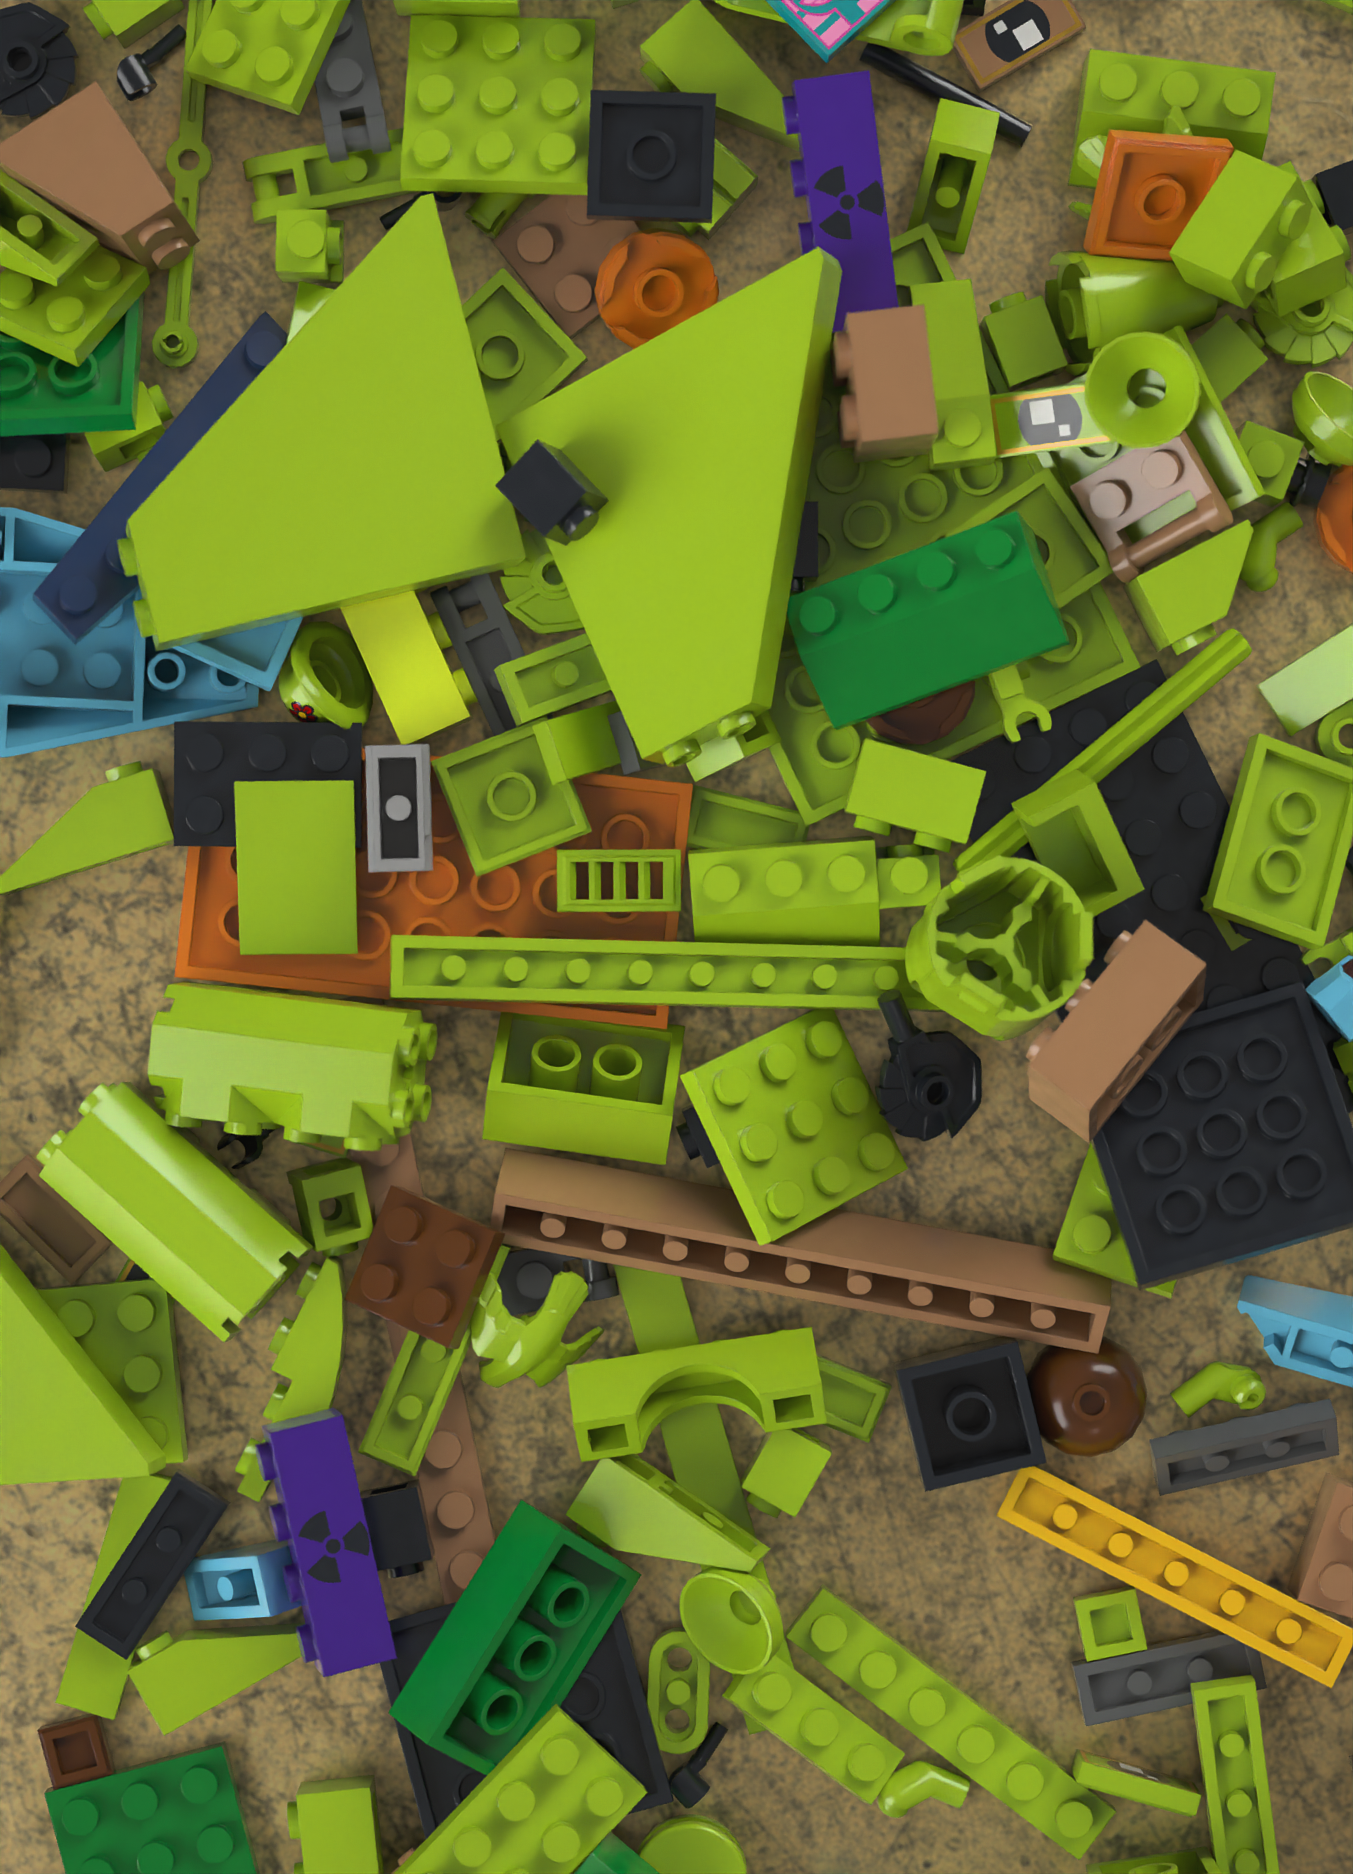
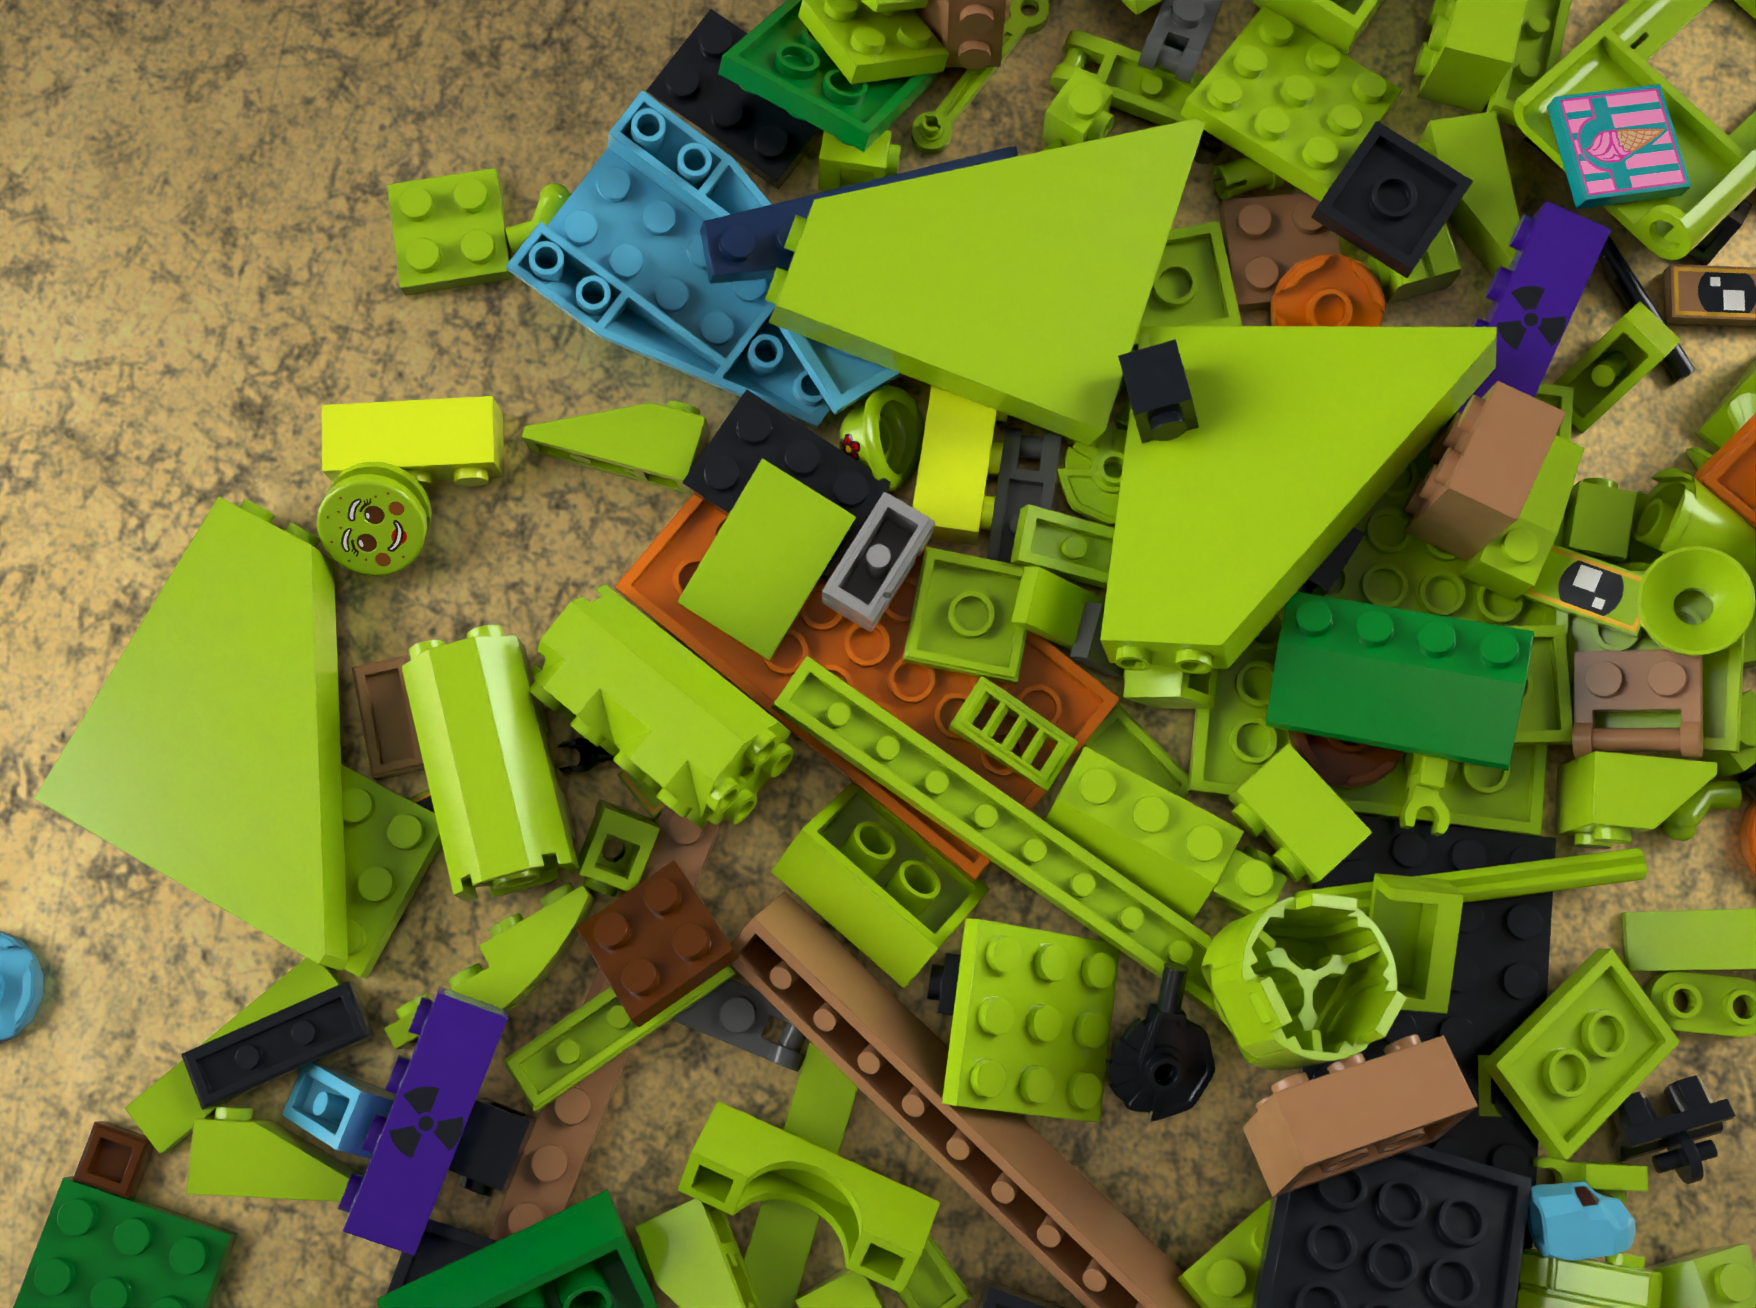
camera: 35 degrees right, 10 degrees down
(529, 1343) = (701, 1062): lime animal -> none

